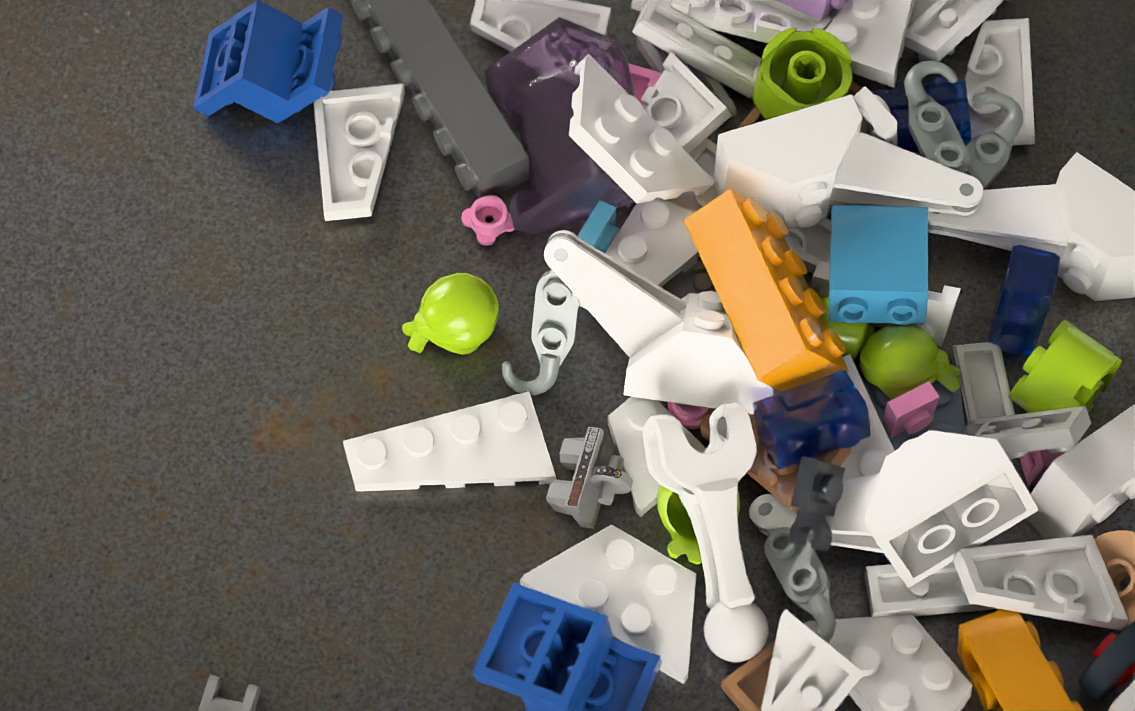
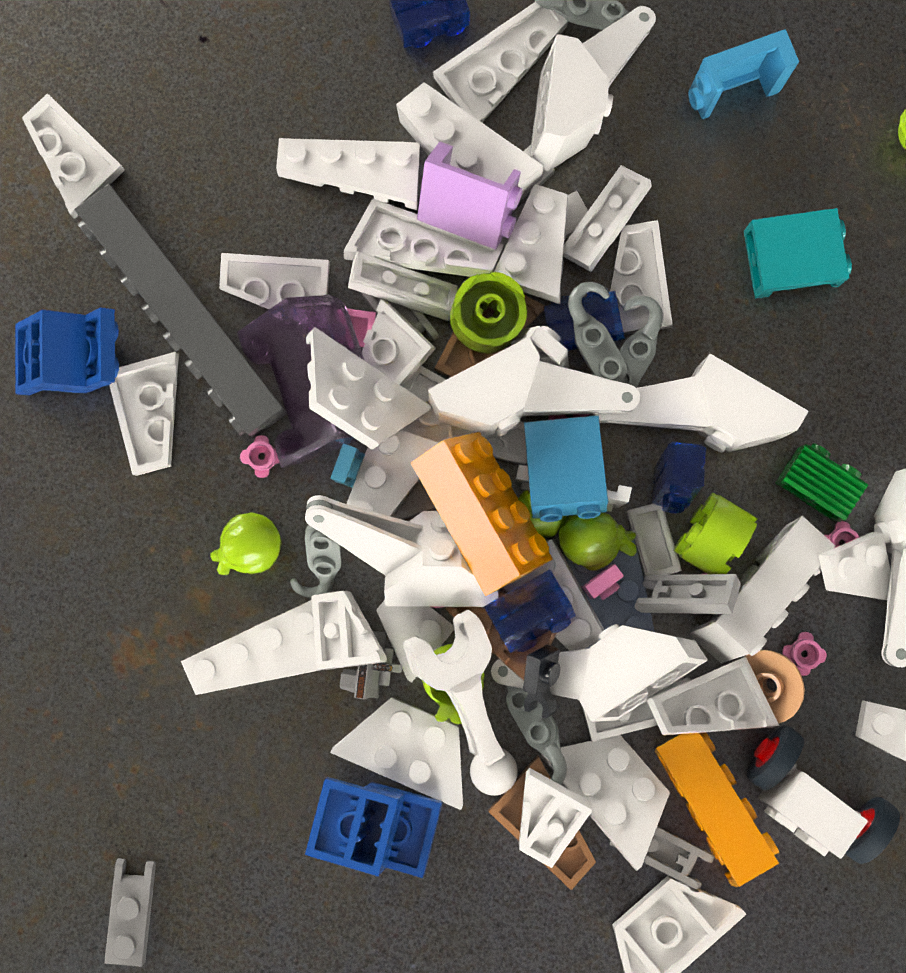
camera: 10 degrees left, 20 degrees up
(561, 426) = (342, 633): none -> white wing

